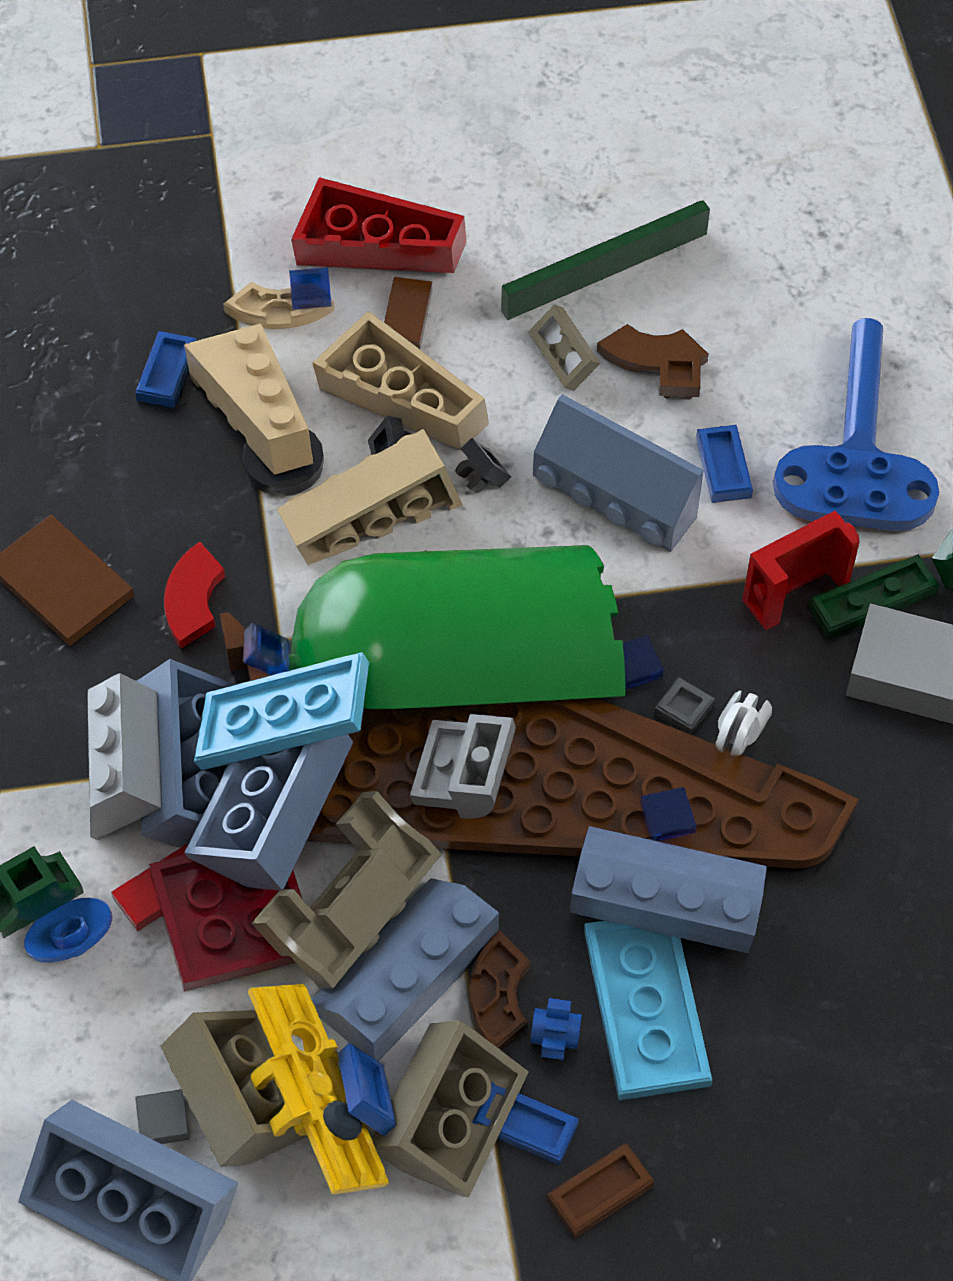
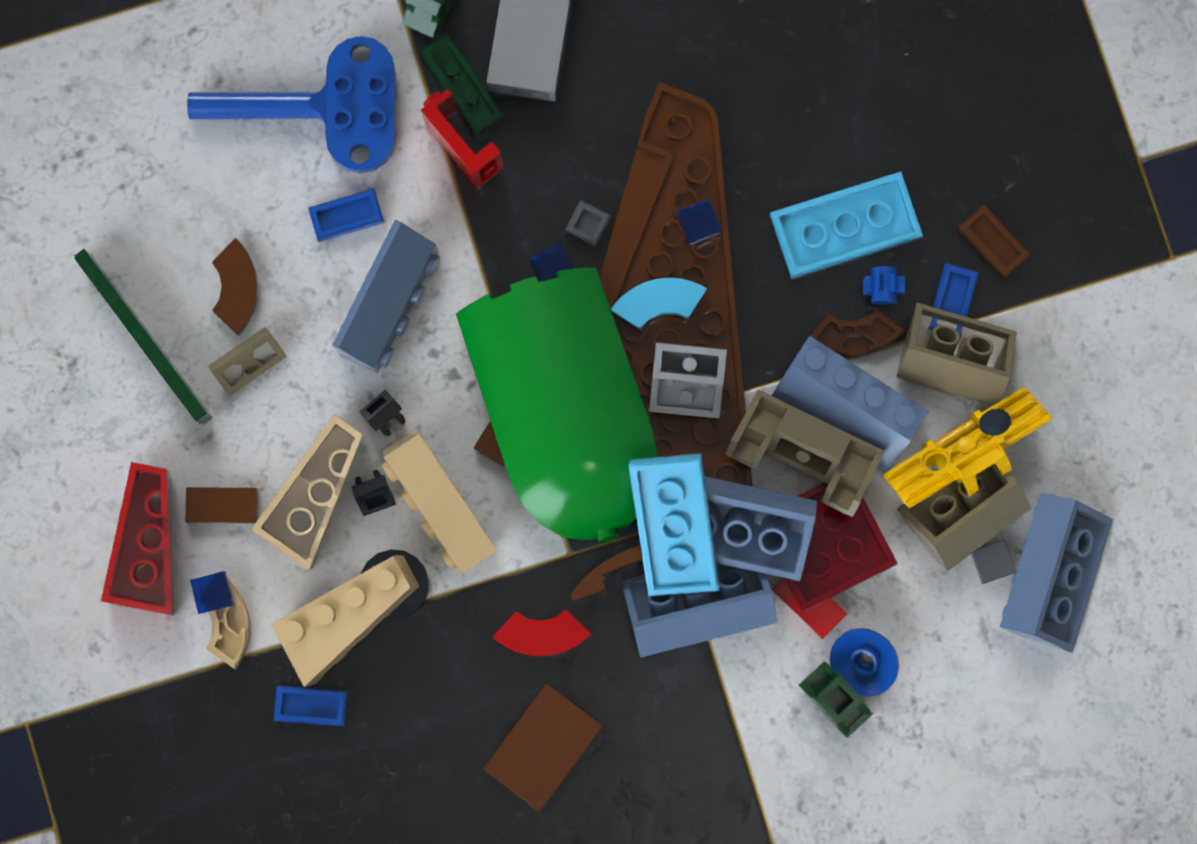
camera: 95 degrees left, 25 degrees up
(122, 754) = (718, 650): light grey slope -> none
(265, 650) = (605, 555): clear blue tile -> none
(366, 1089) = (960, 412): blue tile -> none
(574, 754) = (658, 298): none -> medium azure tile
(668, 889) = (762, 213): sand blue slope -> none
(679, 375) = (269, 257): reddish brown tile -> none
(741, 723) = (607, 175): white arm -> none

